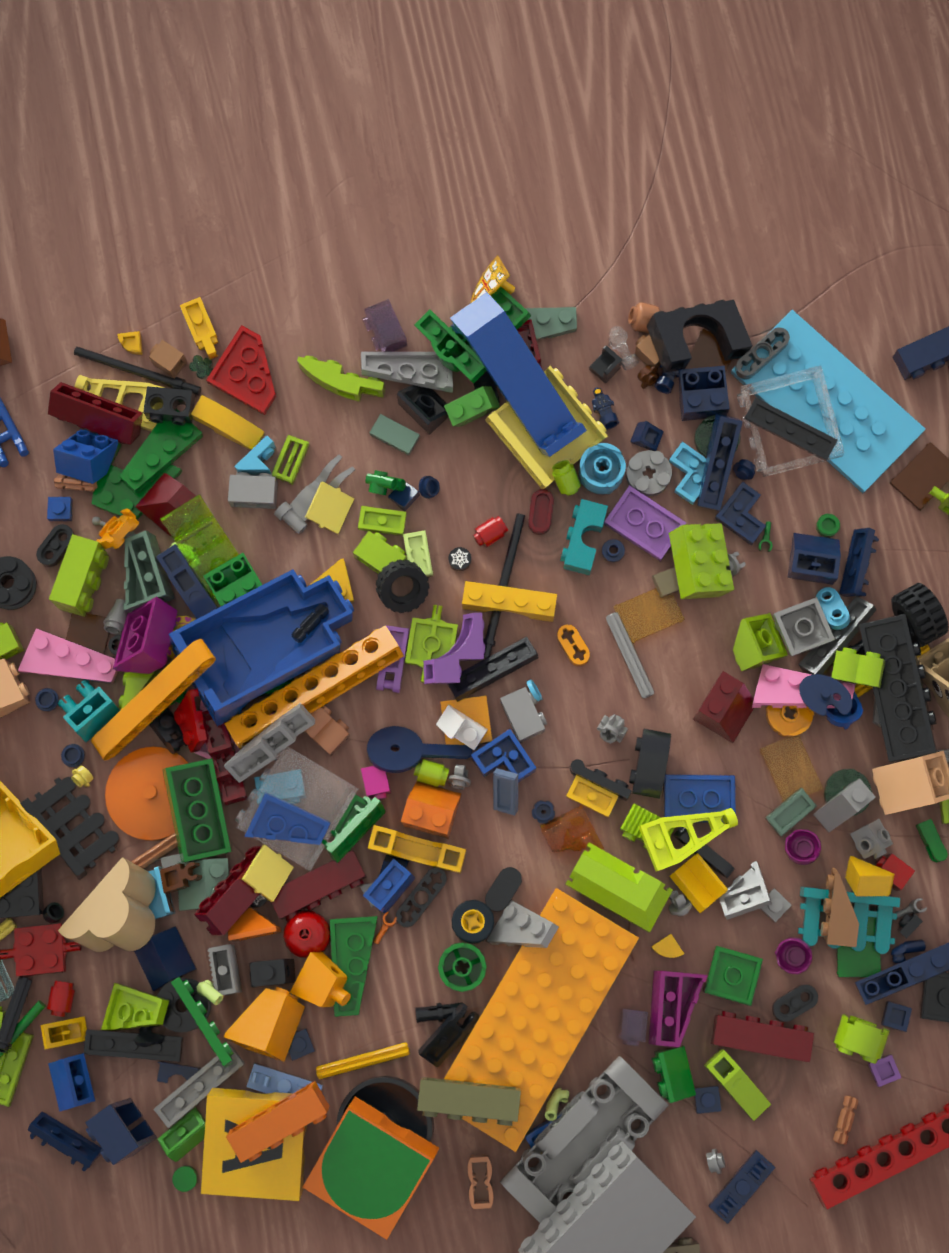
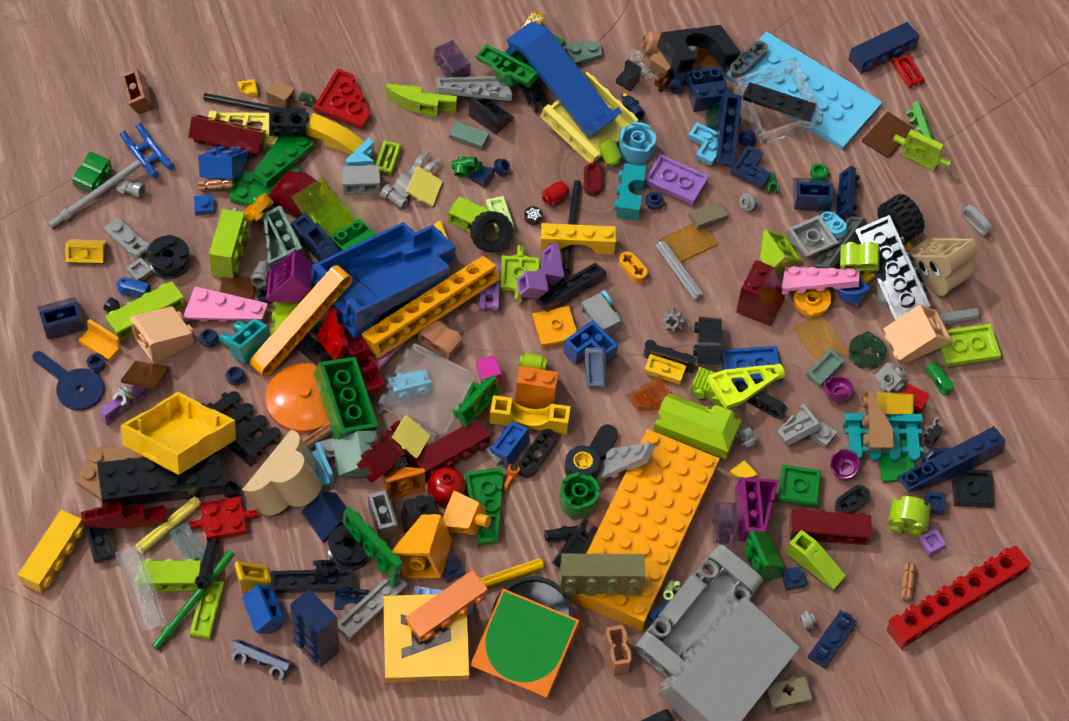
camera: 15 degrees left, 20 degrees down
(53, 544) = (203, 230): black plate -> none
(61, 998) = (246, 549): red brick -> none
(81, 776) = (245, 388): light yellow plate -> none
(133, 1009) = (311, 547): lime wing -> none
(177, 876) = (336, 446): reddish brown plate -> none
(183, 1135) = (363, 646): bright green slope -> none
(185, 1178) = (367, 677): green tile -> none
(200, 326) = (304, 72): yellow hinge -> none
(207, 990) = (376, 524): yellowish green arm -> none
(269, 742) = (401, 341): light grey slope -> none
(286, 822) = (422, 396): blue wing -> none
(310, 623) = (422, 259): black axle -> none
(382, 520) = (470, 191): lime plate -> none
(410, 750) = (509, 347): dark blue piece -> none
(459, 779) = (556, 364): light grey plate -> none
(461, 727) = (553, 326): white slope -> none
(472, 406) = (528, 107): bright green brick -> none
(543, 818) = (627, 379): dark blue plate -> none
(647, 436) = (668, 122): dark blue slope -> none
(655, 461) = (675, 138): light grey plate -> none
(698, 883) = (761, 420): yellow panel -> none
(701, 561) = (725, 198): lime piece -> none
(818, 693) = (833, 274): dark blue piece -> none
(844, 805) = (867, 348): light grey slope -> none

